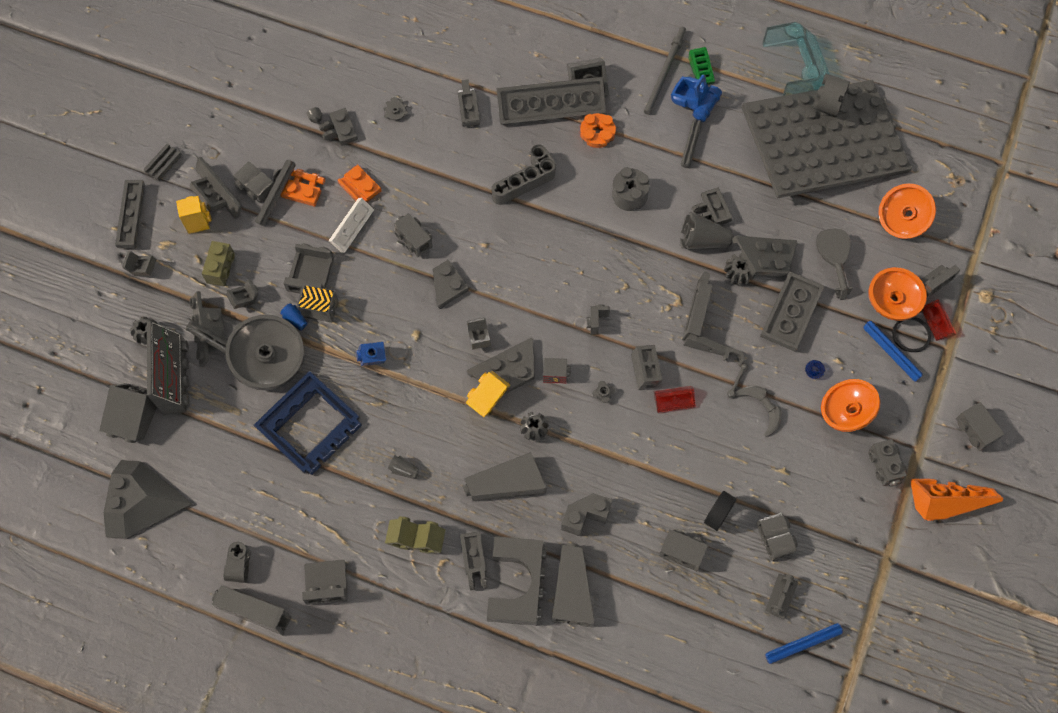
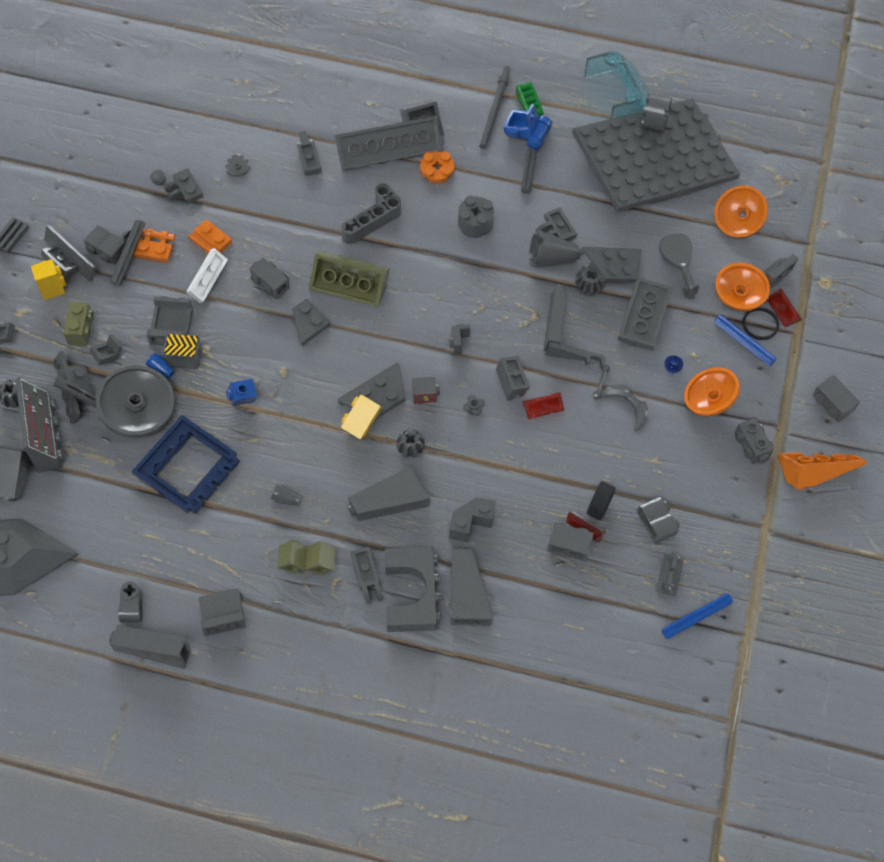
camera: 10 degrees left, 5 degrees down
(478, 333) = (345, 363): dark grey bracket -> none
(493, 242) = (348, 278): none -> olive slope
(698, 530) = (578, 521): none -> clear red slope

